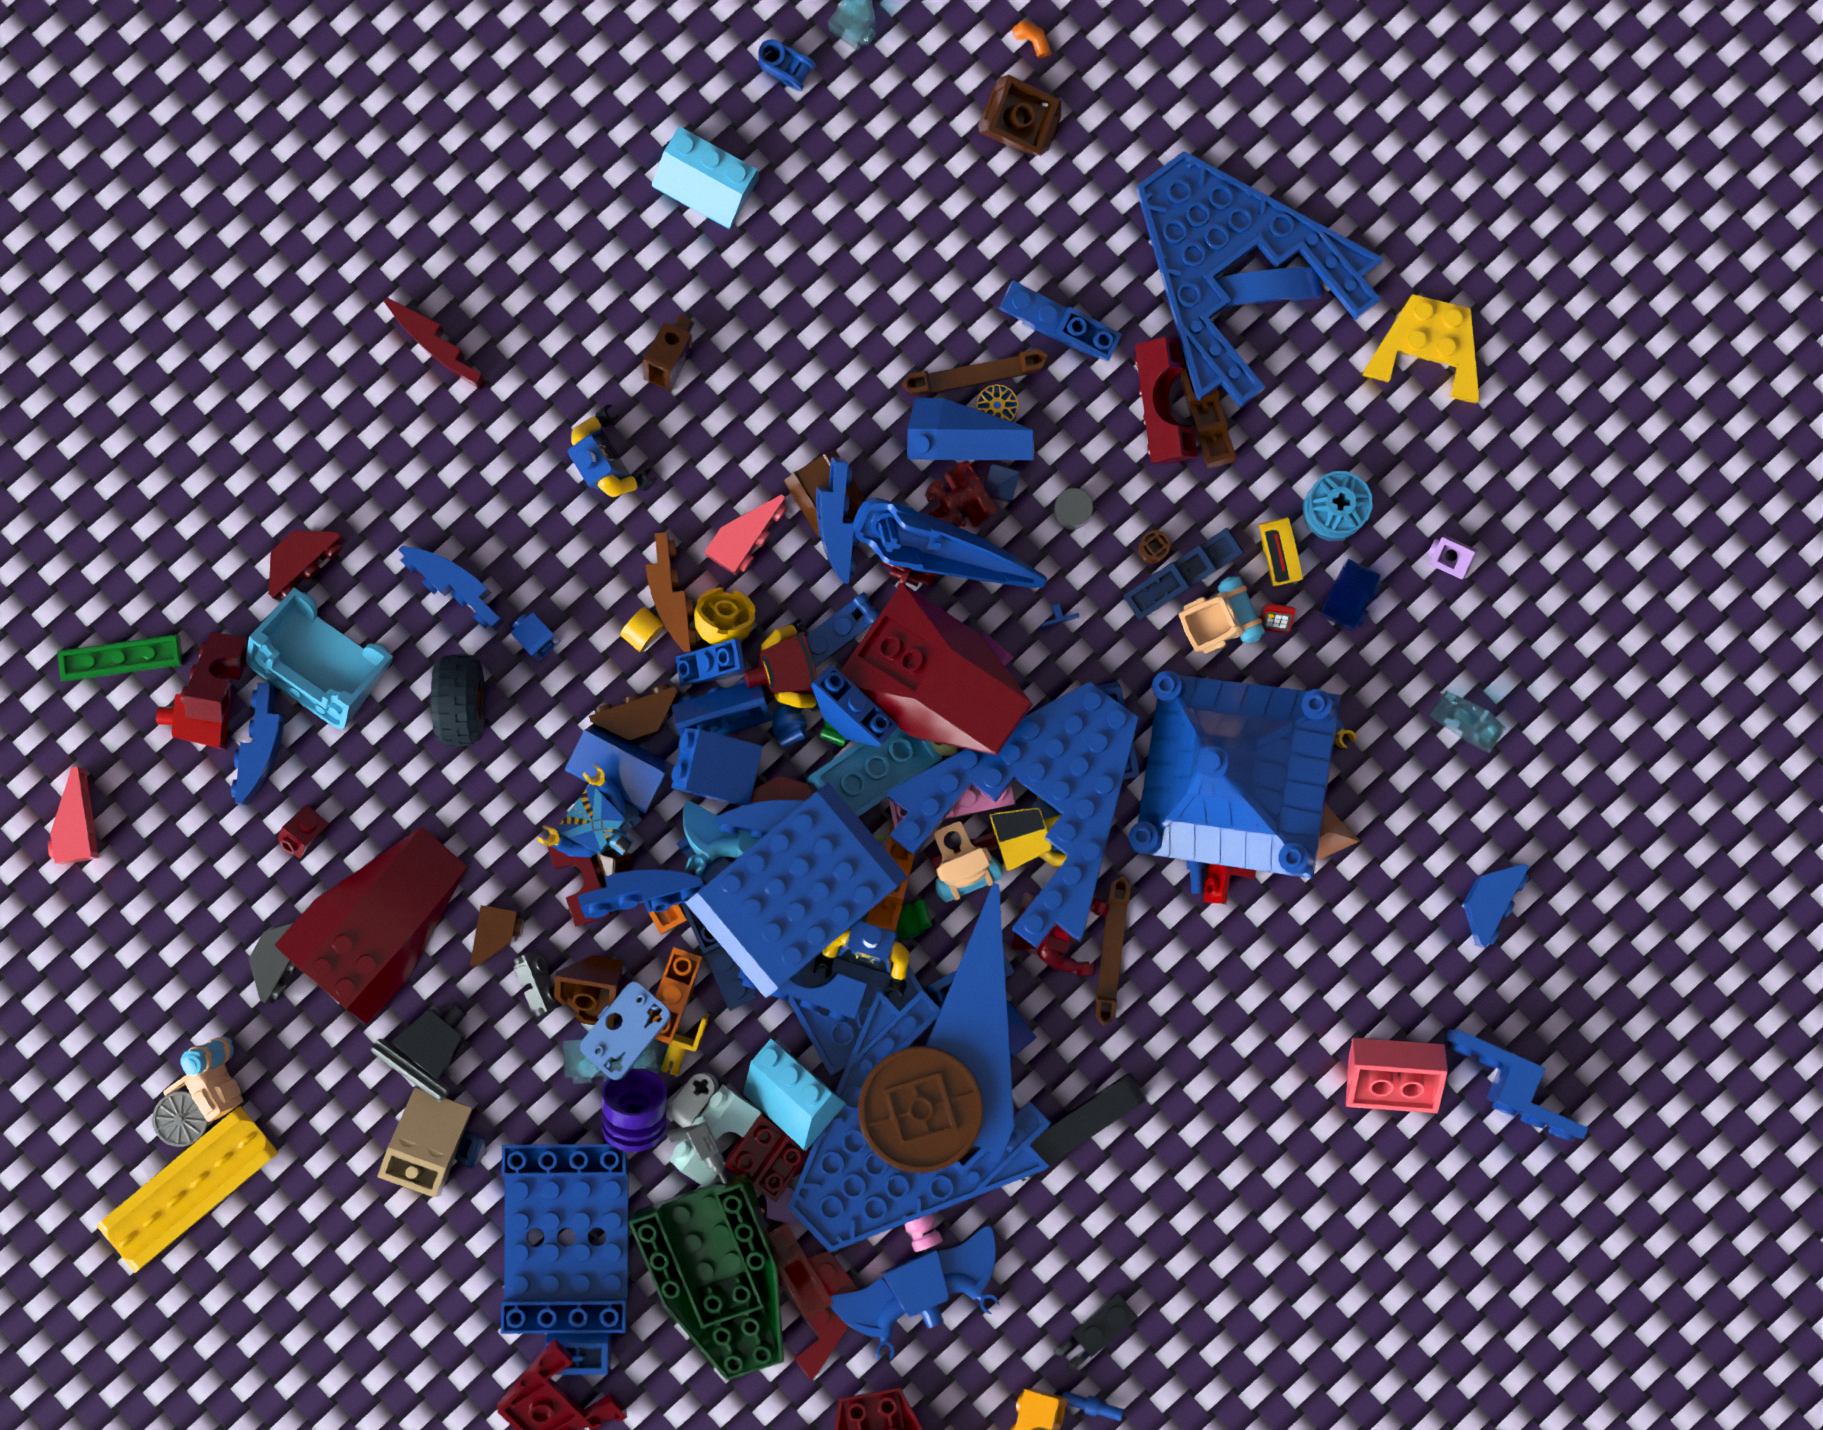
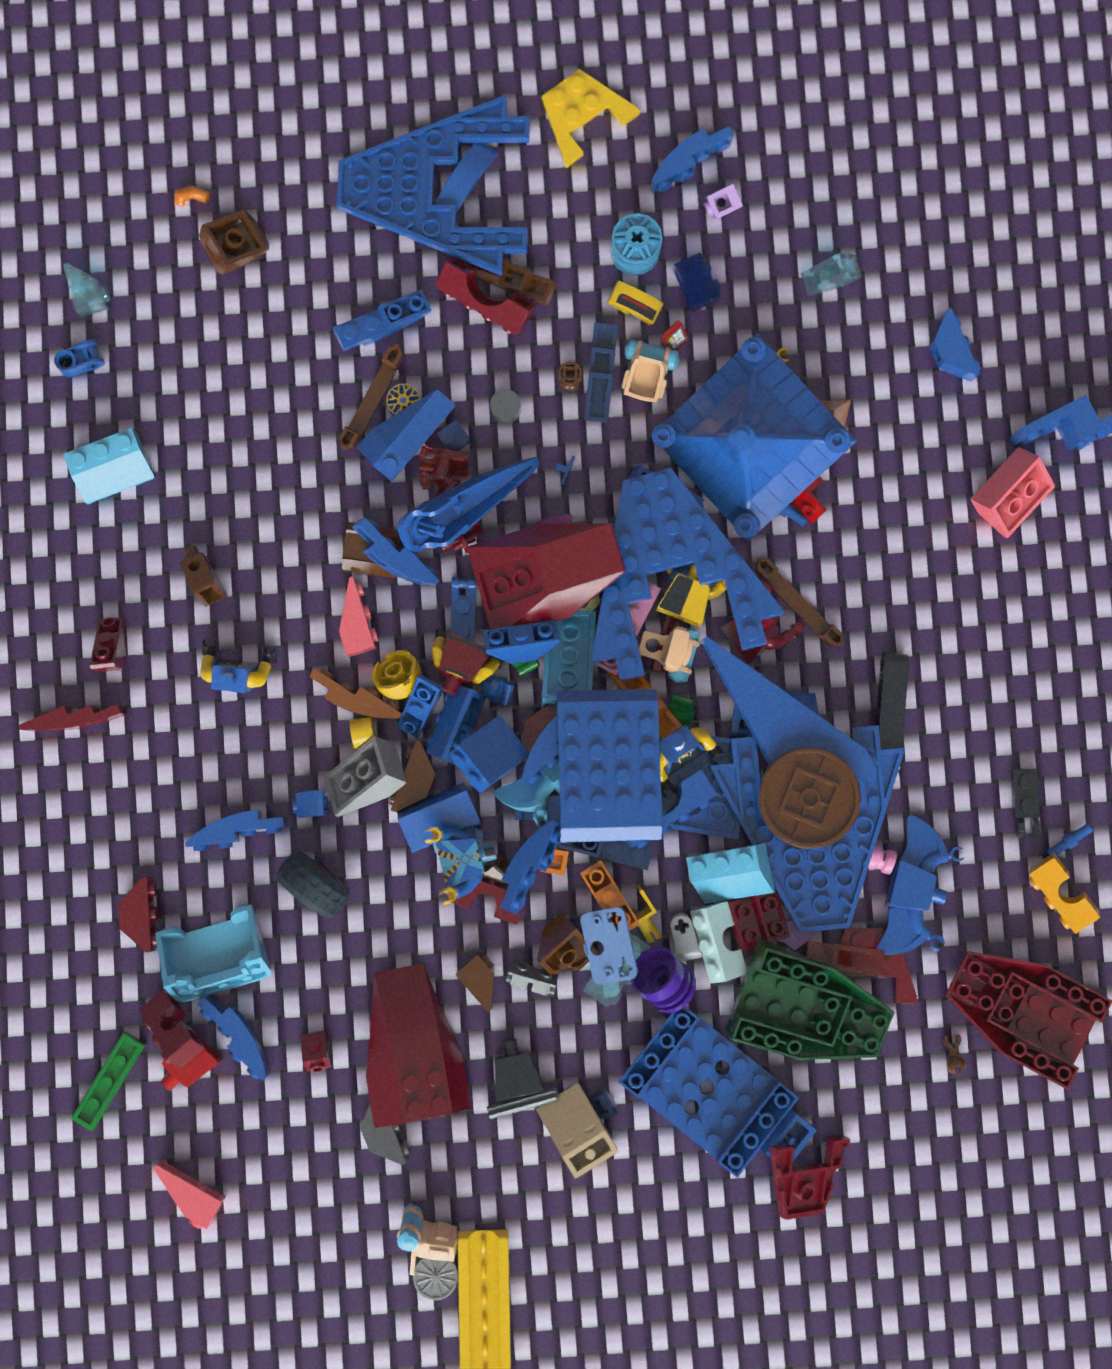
camera: 55 degrees left, 0 degrees up
(532, 320) = (109, 646): none -> dark red slope
(601, 666) = (365, 777): none -> light grey slope
(704, 1145) = (721, 952): dark grey piece -> none
(1459, 482) = (681, 161): none -> blue slope

